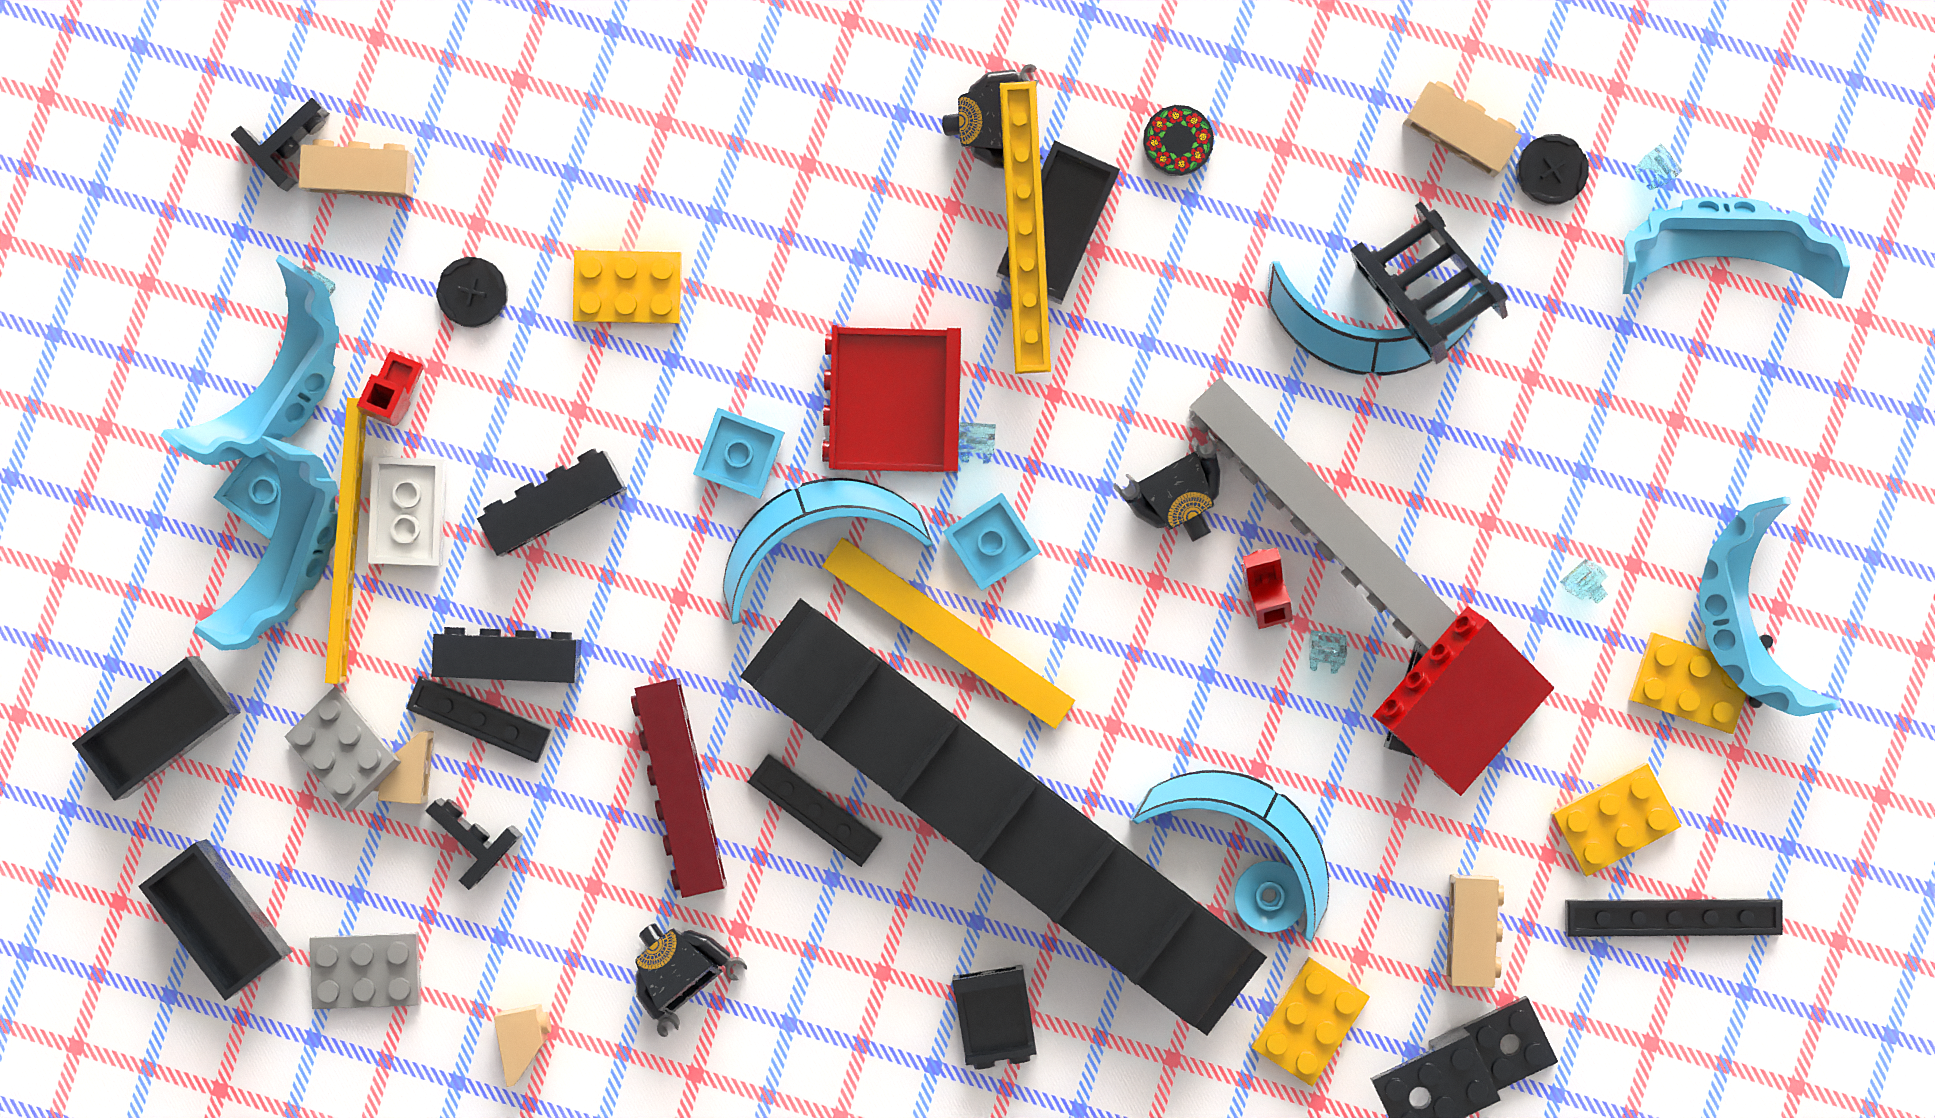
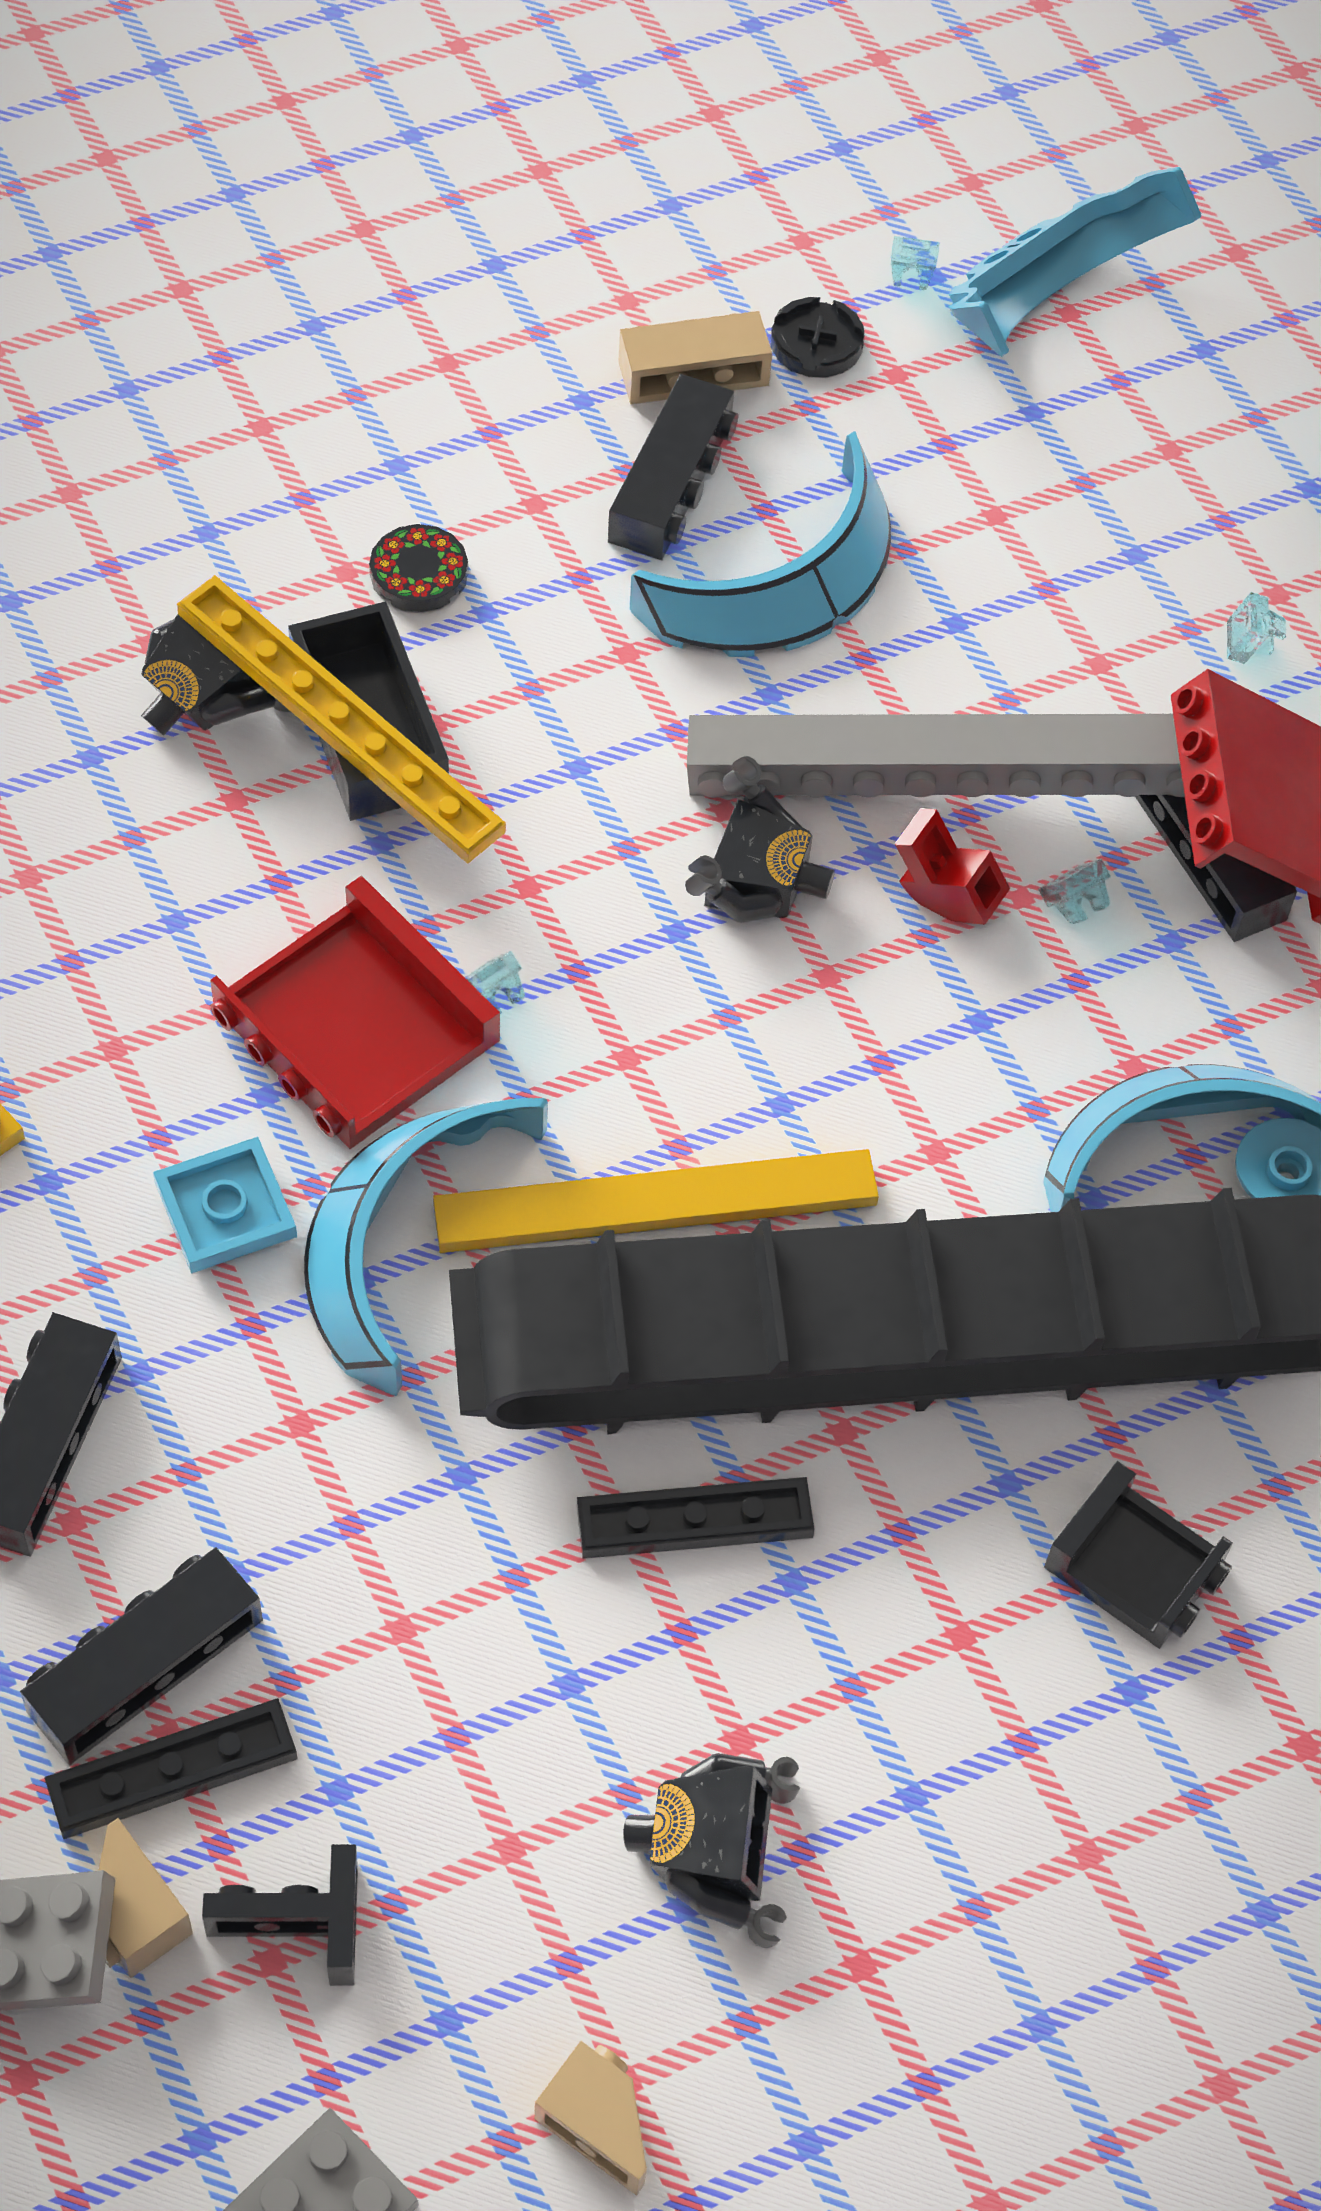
camera: 45 degrees left, 30 degrees down
(680, 788) = (508, 1622): dark red brick -> none
(991, 541) = (609, 1067): medium azure plate -> none
(1376, 195) = (672, 467): none -> black brick
(1413, 312) = (816, 508): black fence -> none

